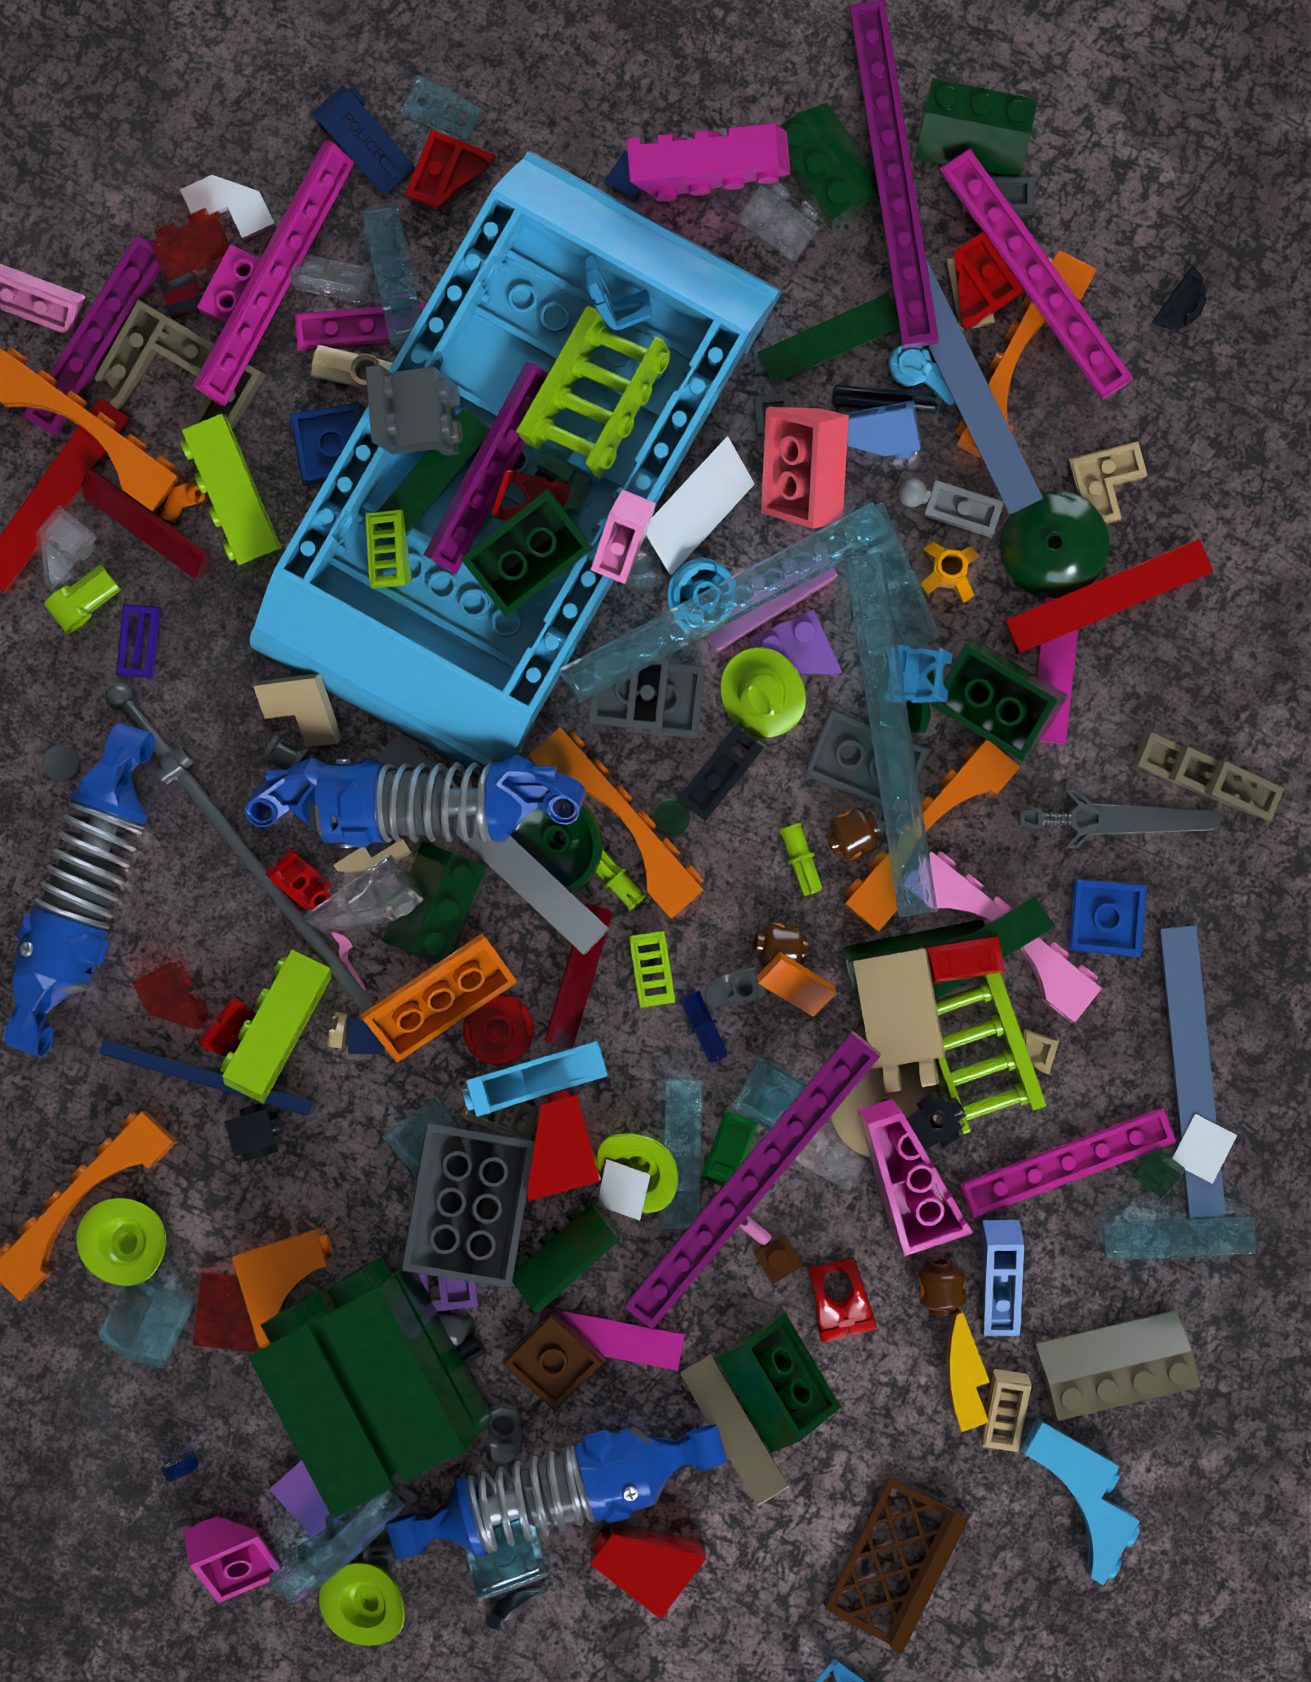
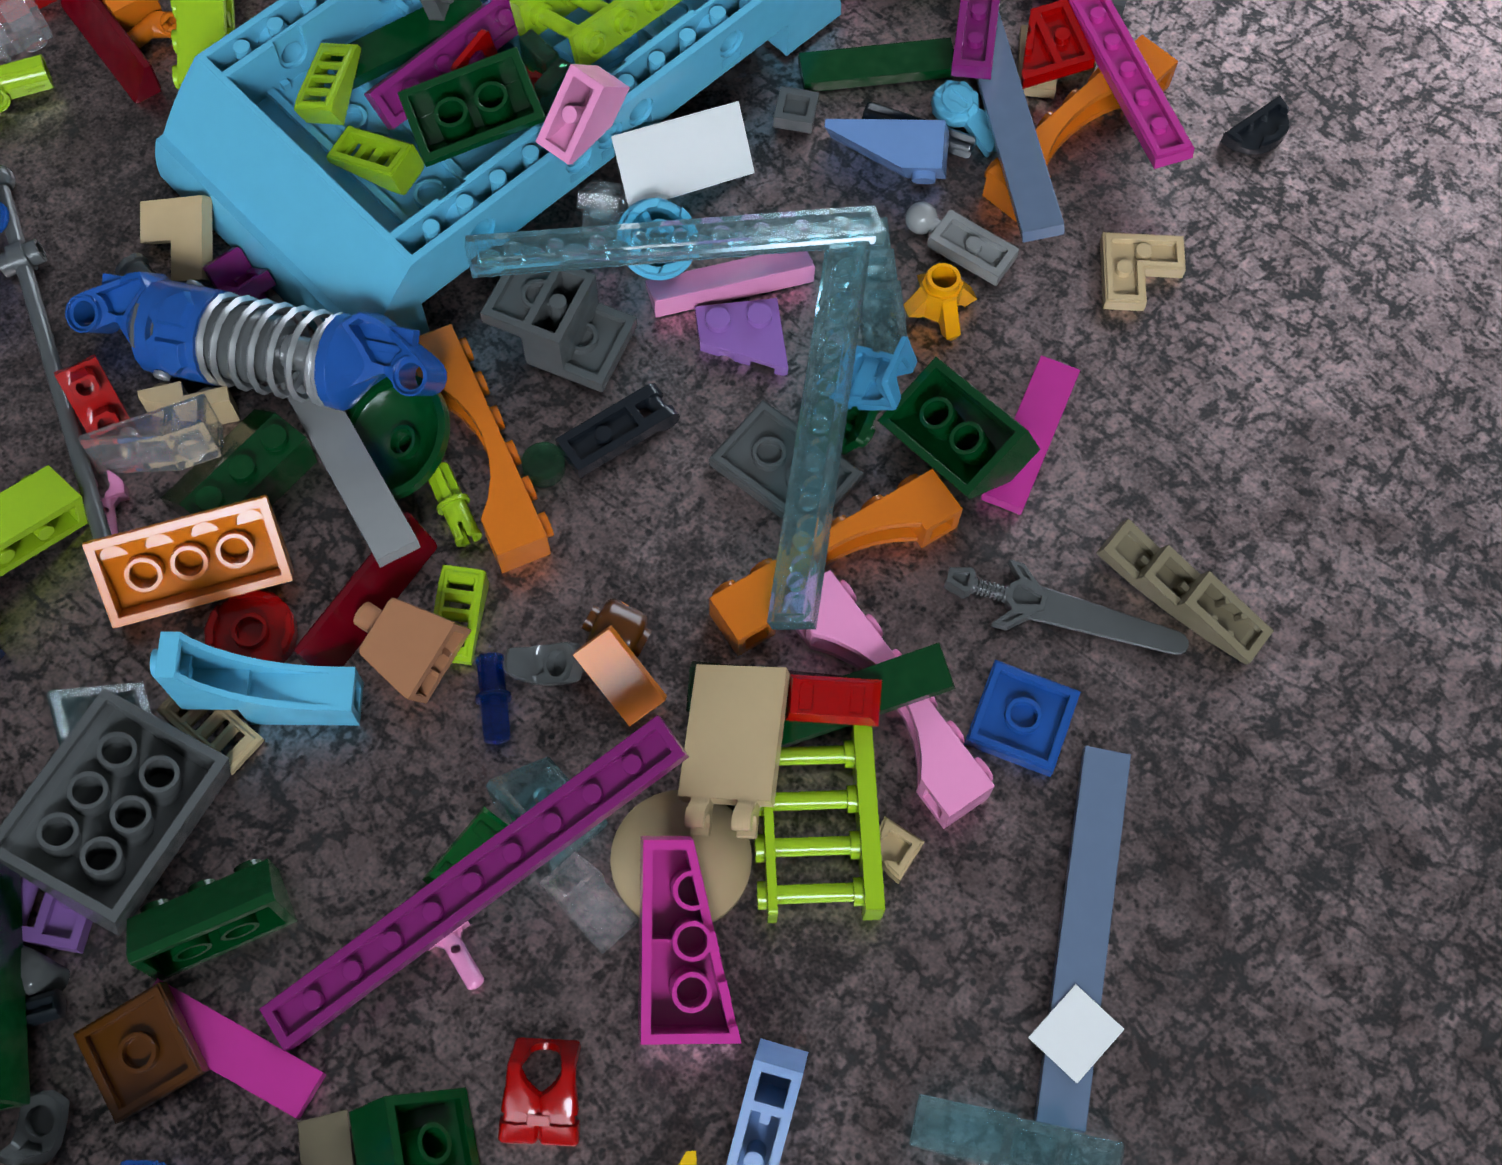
camera: 10 degrees right, 20 degrees down
(142, 610) = (53, 140): dark purple tile -> none
(338, 1033) = (63, 580): tan tile -> none
(362, 1039) = (85, 598): dark blue tile -> none
(367, 733) = (236, 275): none -> magenta bracket
(481, 611) = (395, 175): none -> lime slope
(562, 1148) = (257, 779): red slope -> none
(623, 1189) = (319, 860): white sticker -> none
(627, 1008) = (409, 646): none -> nougat torso
(646, 1156) = (344, 839): lime hat -> none
(683, 1141) = (411, 834): clear light blue slope -> none
(763, 692) = (693, 363): lime hat -> none
(778, 1259) = (481, 1012): reddish brown plate -> none
(801, 859) = (675, 545): lime axle -> none
(804, 465) = (812, 147): coral slope -> none
(853, 833) = (745, 534): reddish brown head -> none
(928, 1130) = (738, 879): black brick -> none
(942, 1287) = (680, 1112): reddish brown head -> none
(1061, 570) = (1060, 327): dark green dish -> none
(1067, 1162) = (893, 1001): dark pink tile -> none
(1108, 596) = (1111, 370): red tile -> none
(1158, 1172) = (1008, 1046): clear green tile -> none

